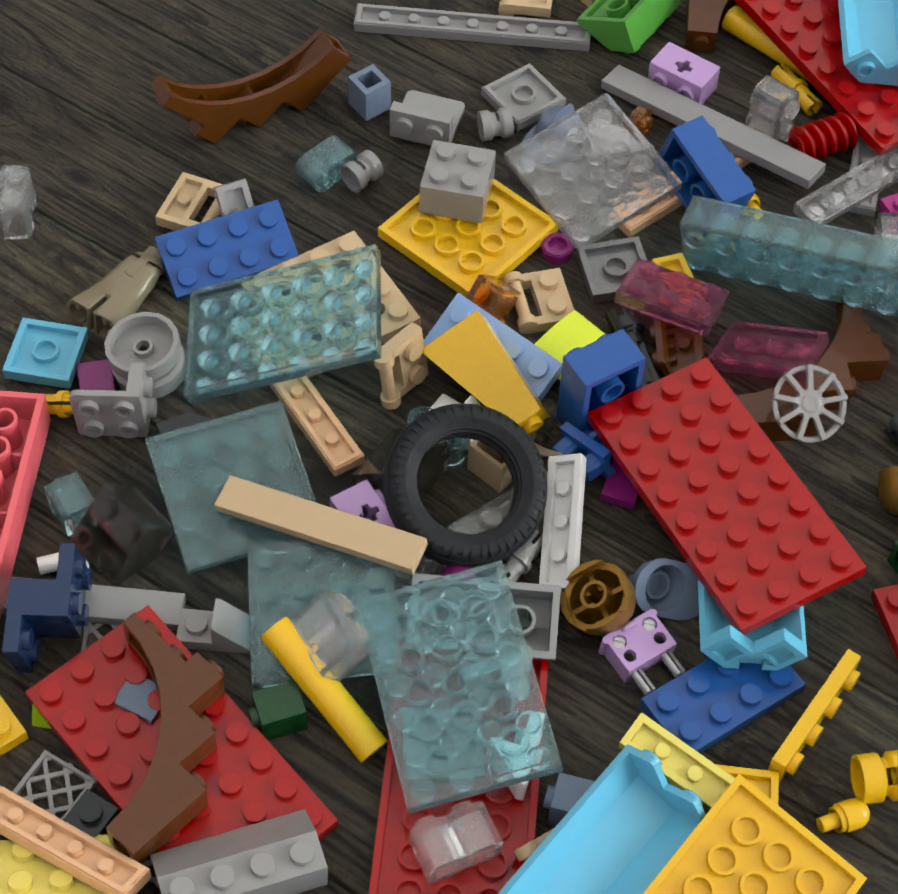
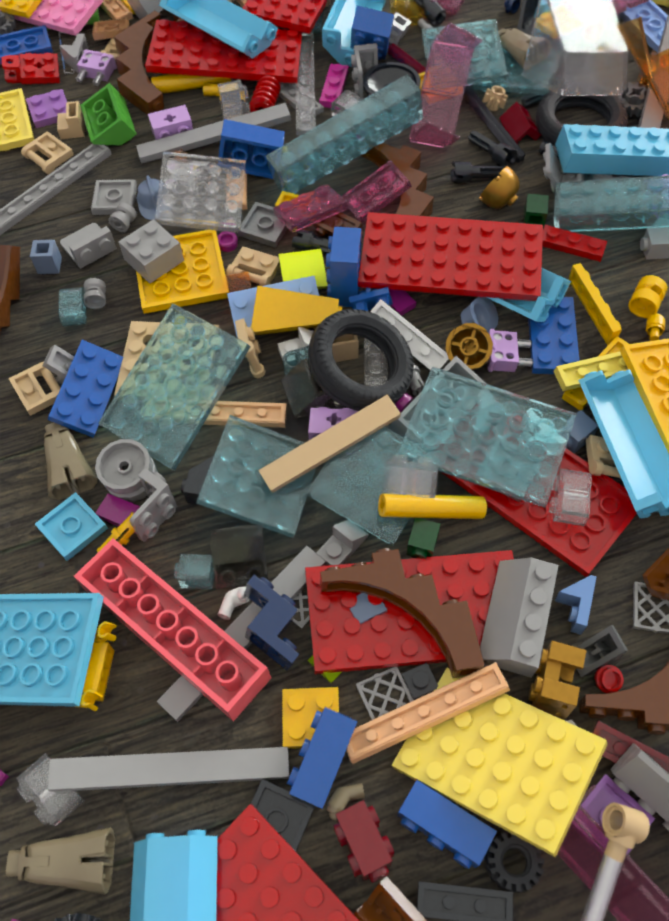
camera: 50 degrees left, 5 degrees up
(810, 403) = (425, 192): light grey wheel -> none

